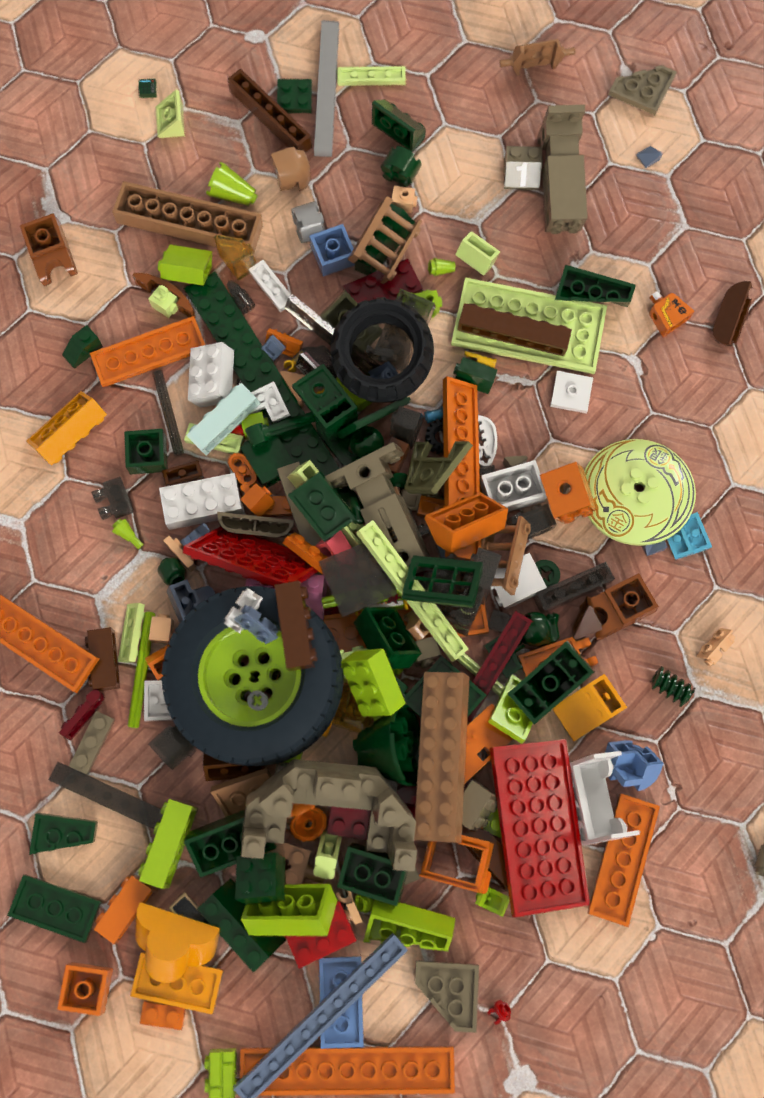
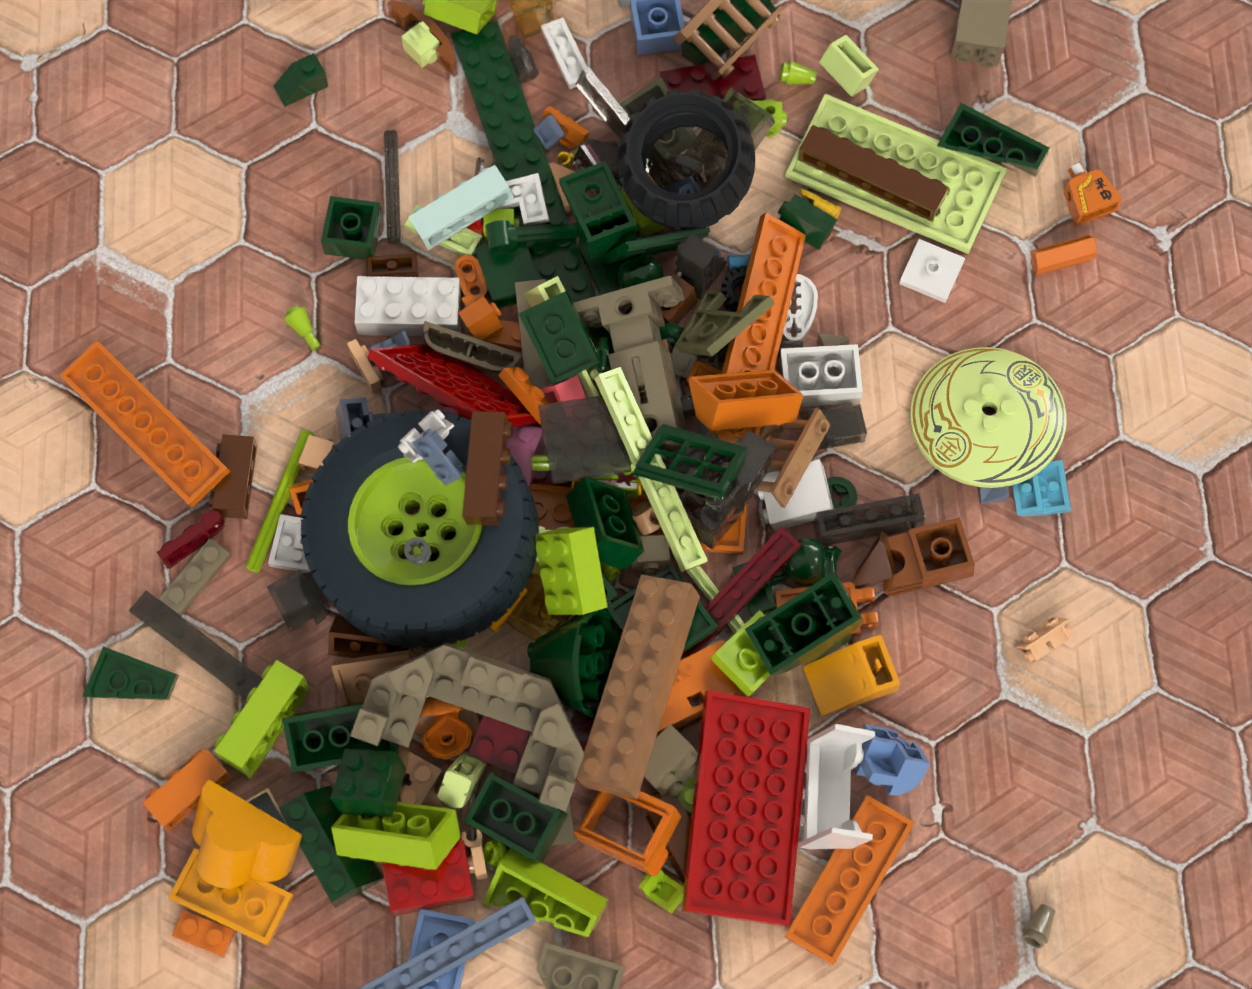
camera: 15 degrees right, 5 degrees down
(54, 908) = (99, 769): dark green plate -> none
(66, 428) = (257, 178): light orange slope -> none
(85, 989) = (114, 873): orange brick -> none
(117, 496) = (301, 277): clear smoke plate -> none
(131, 633) = (278, 451): yellowish green plate -> none
(146, 351) = (385, 104): orange plate -> none
(171, 571) = (348, 384): dark green head -> none
(210, 374) = (458, 147): white brick -> none
(498, 621) = (757, 540): clear smoke tile -> none
(576, 502) = (891, 395): orange brick -> none
(661, 359) = (1063, 254): none -> orange piece
(672, 686) = (969, 675): dark green piece -> none
(732, 313) = (1176, 214): reddish brown brick -> none

